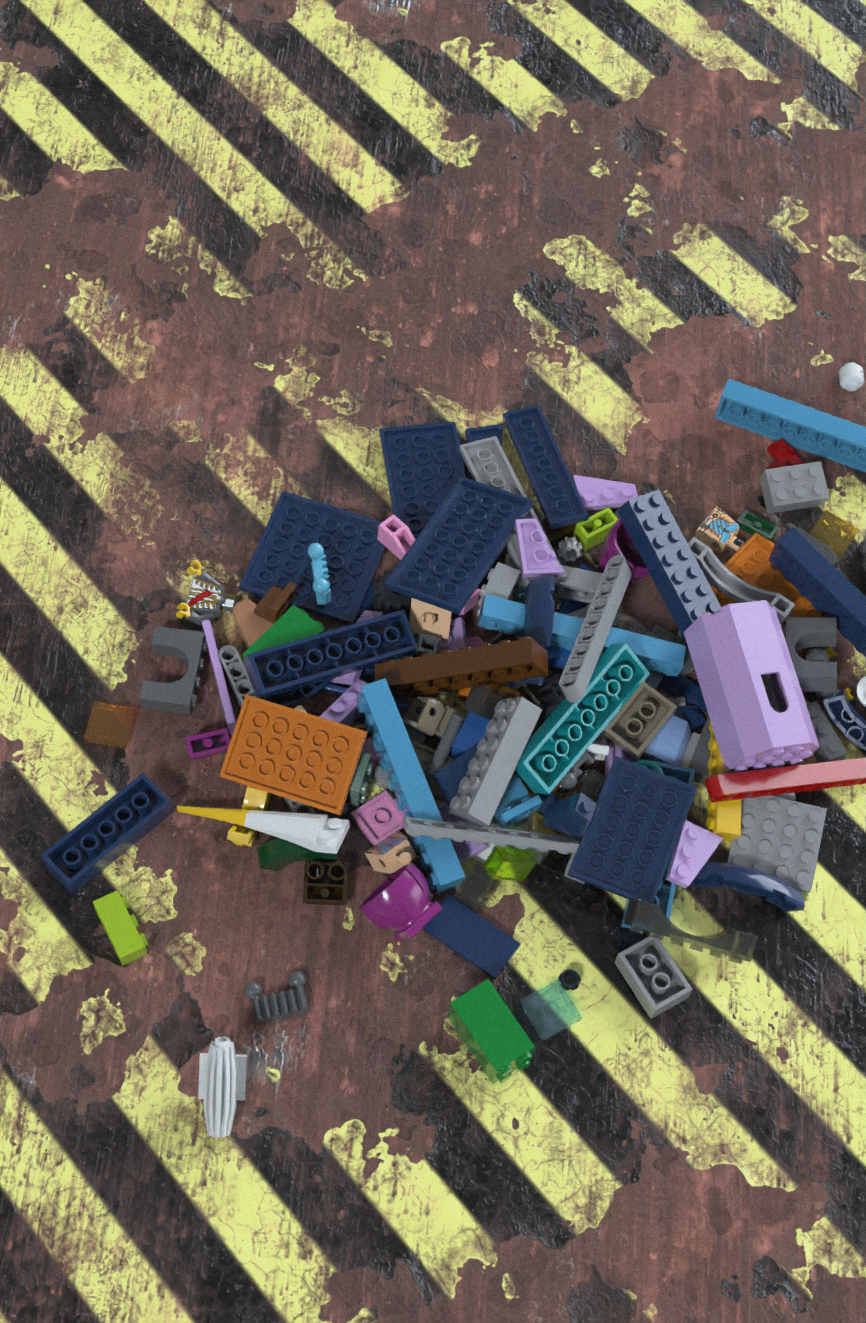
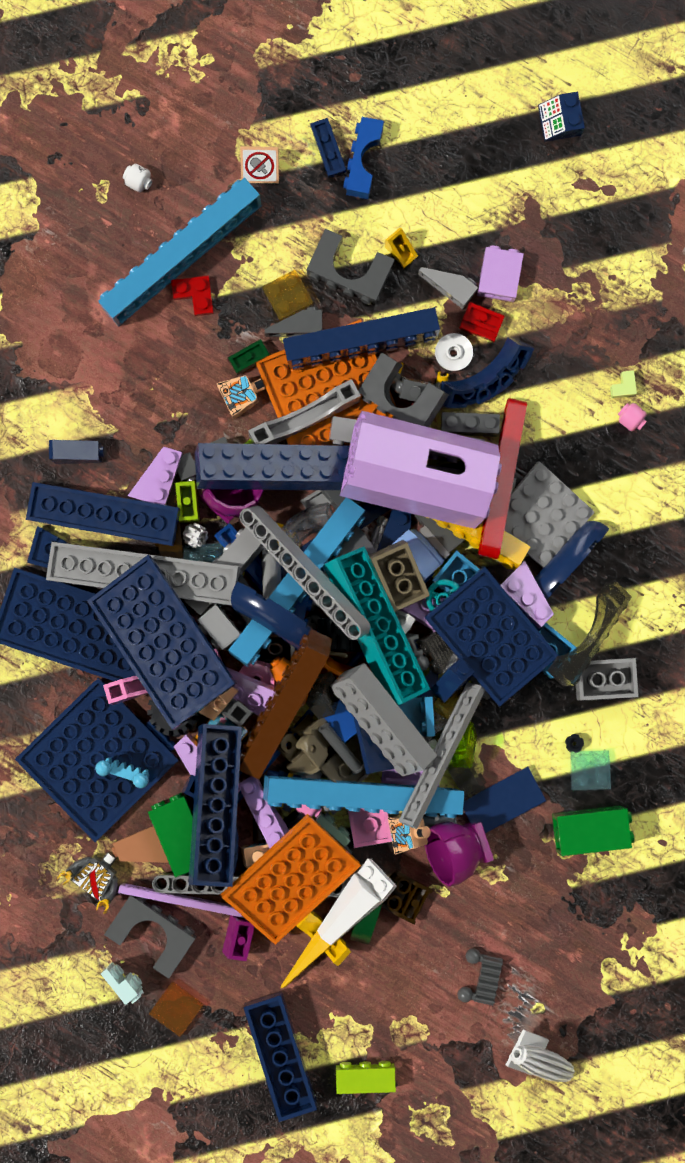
camera: 60 degrees left, 25 degrees up
(114, 660) = (127, 987): none -> light aqua plate
(275, 602) = (130, 822): reddish brown panel -> none
(534, 551) = (204, 583): lavender wing -> none
(585, 423) = (75, 451): none -> slope
(794, 487) = (229, 303): light grey brick -> none

